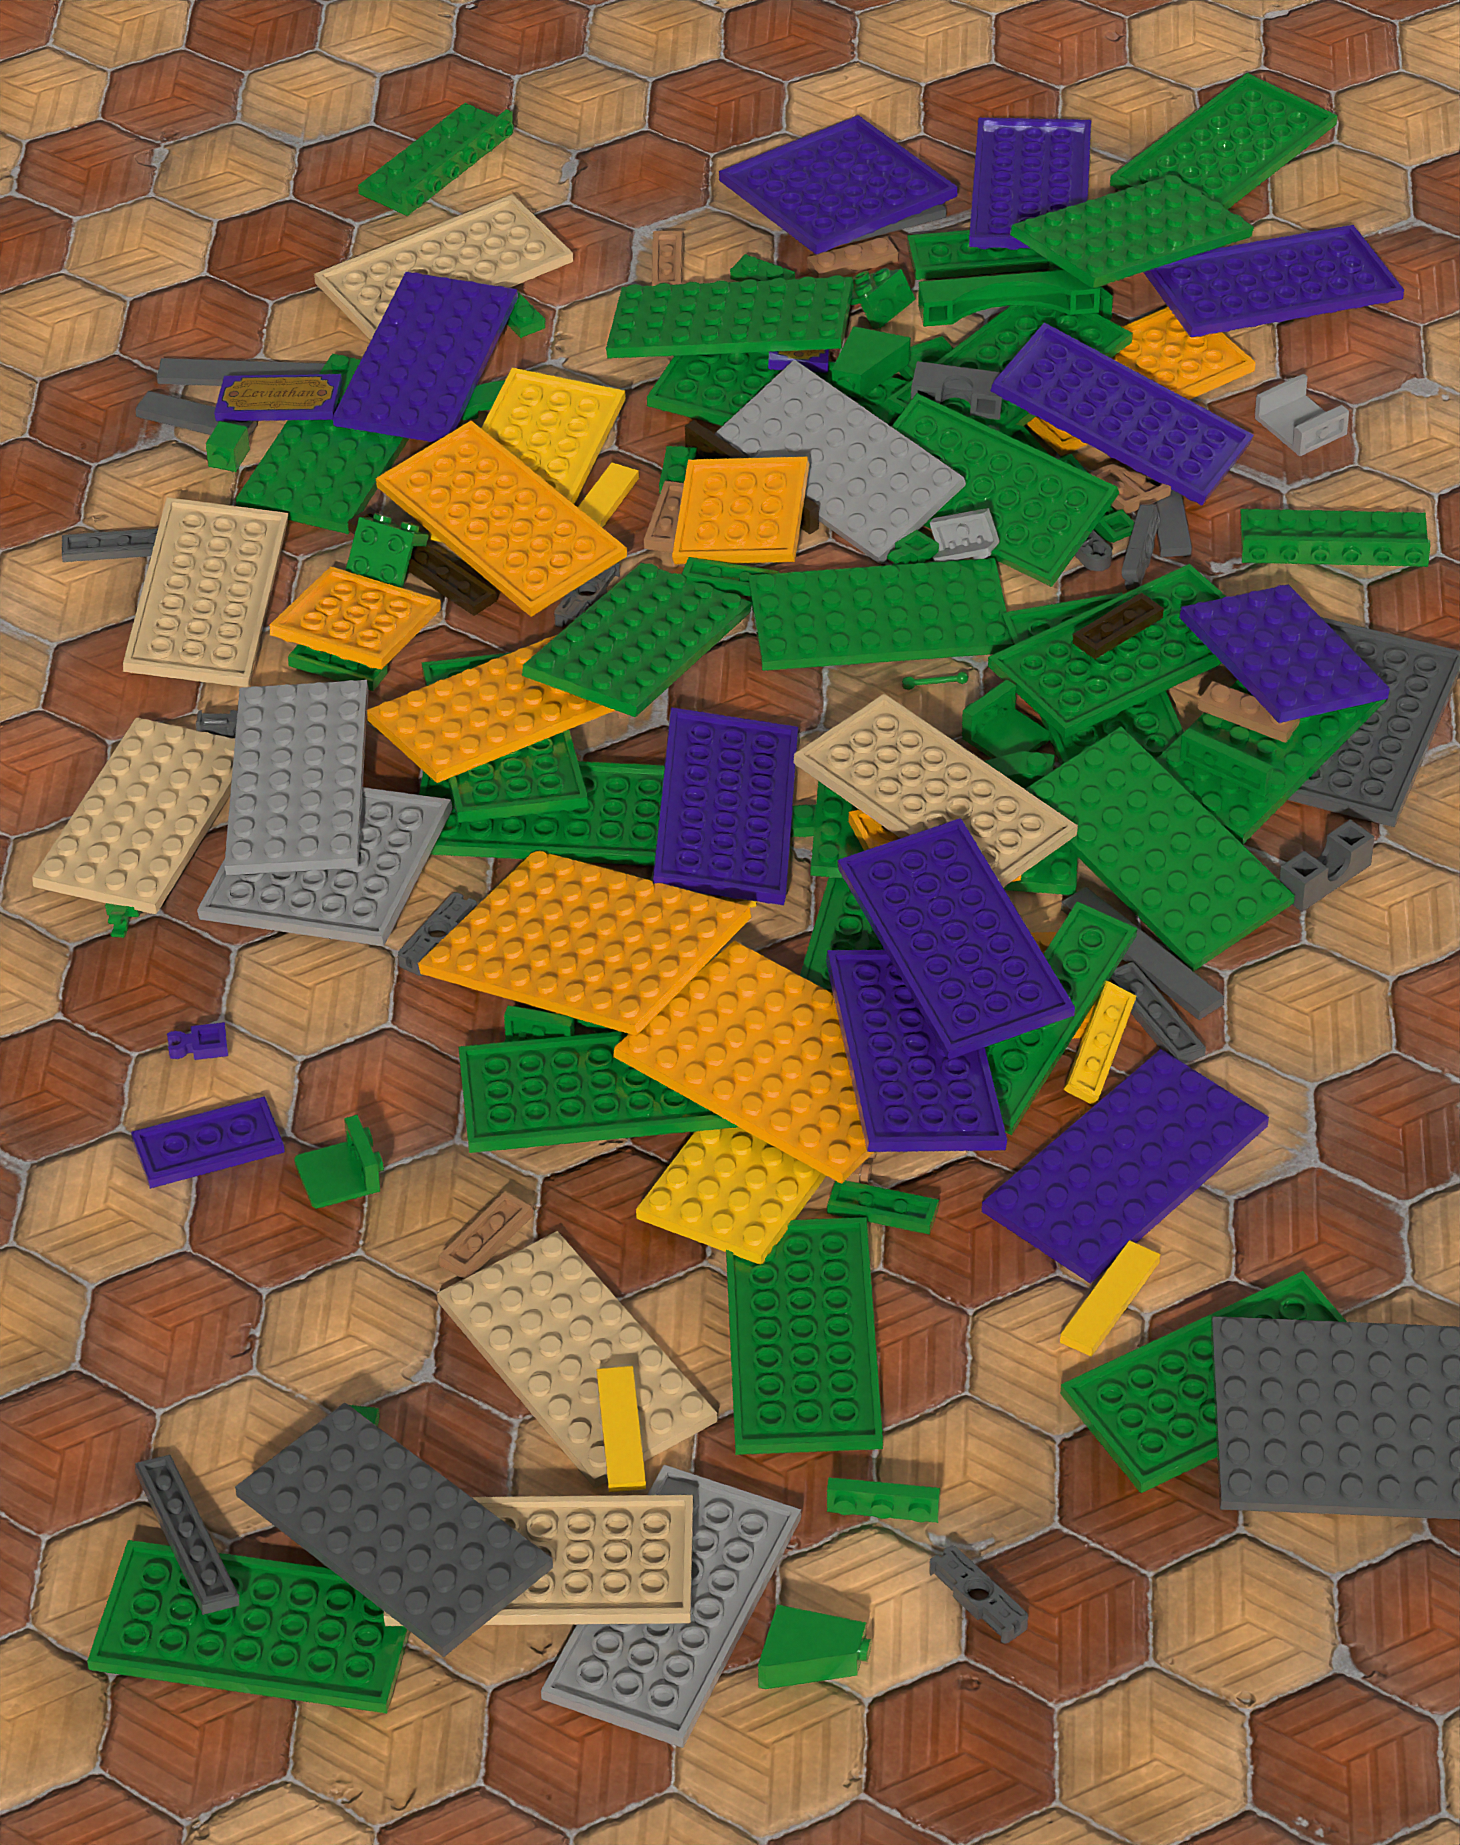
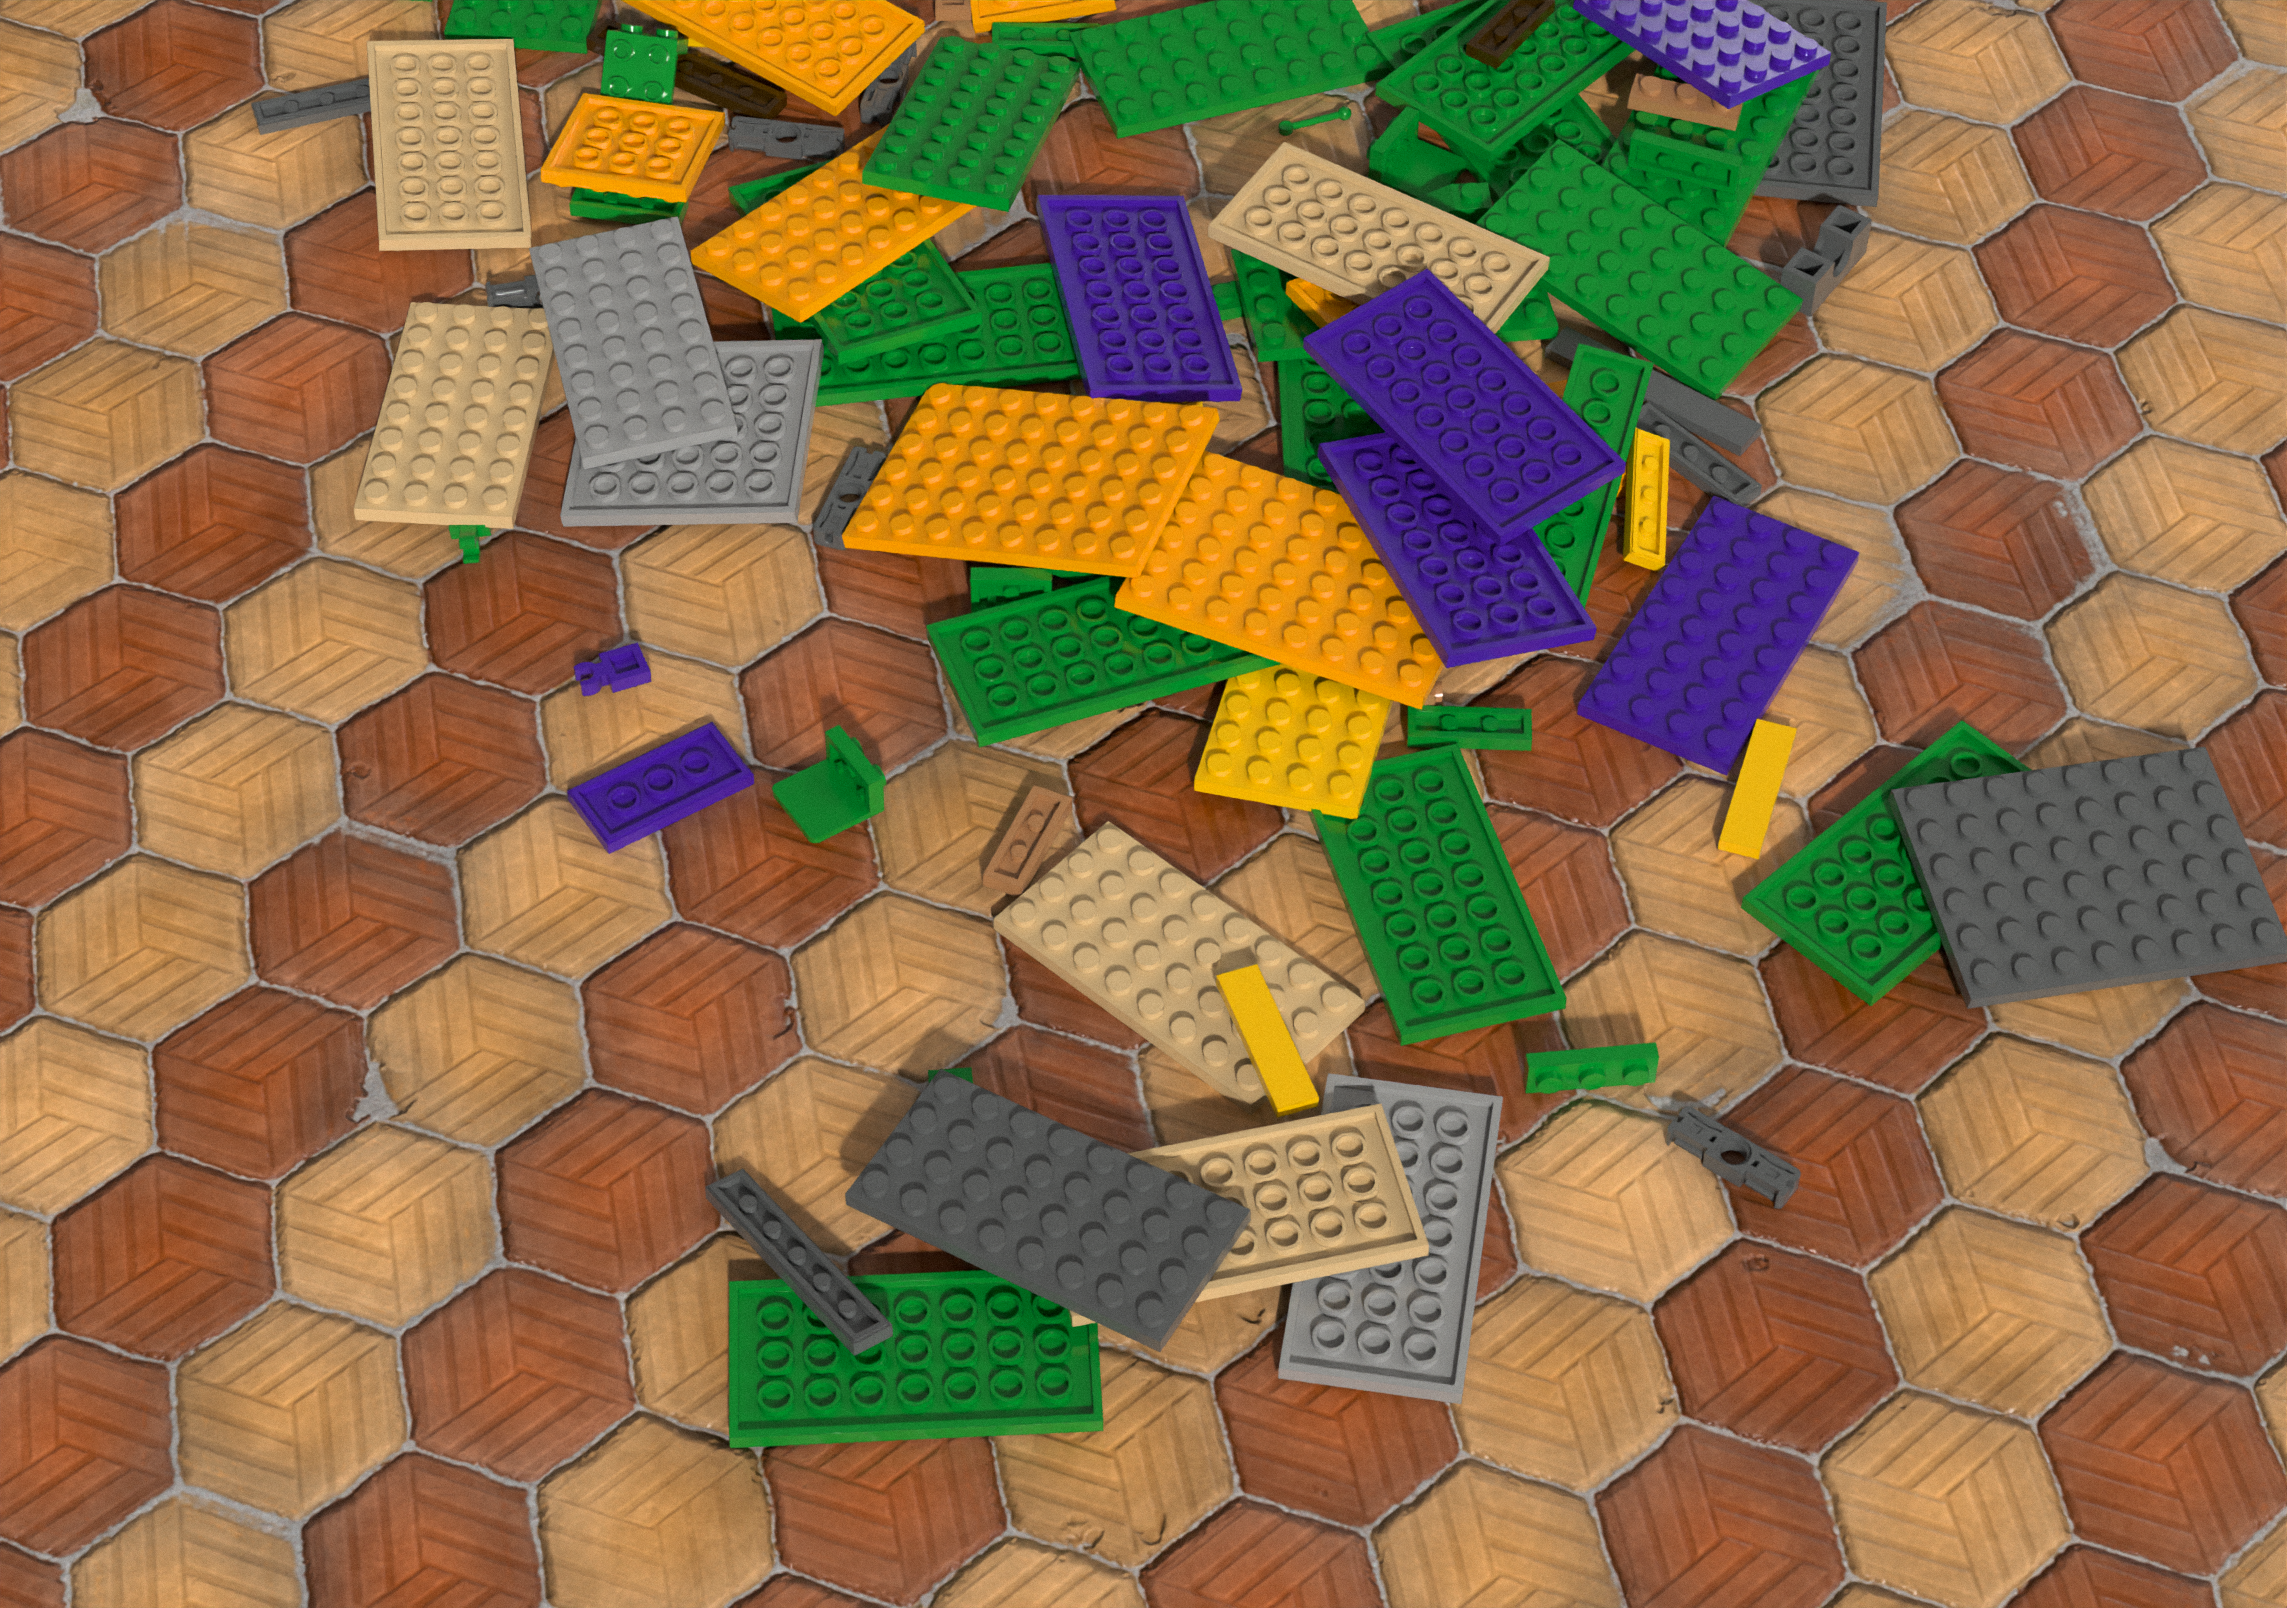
camera: 15 degrees left, 5 degrees up
(469, 622) = (764, 135): none -> dark grey piece
(811, 1648) = (1570, 1257): green slope -> none

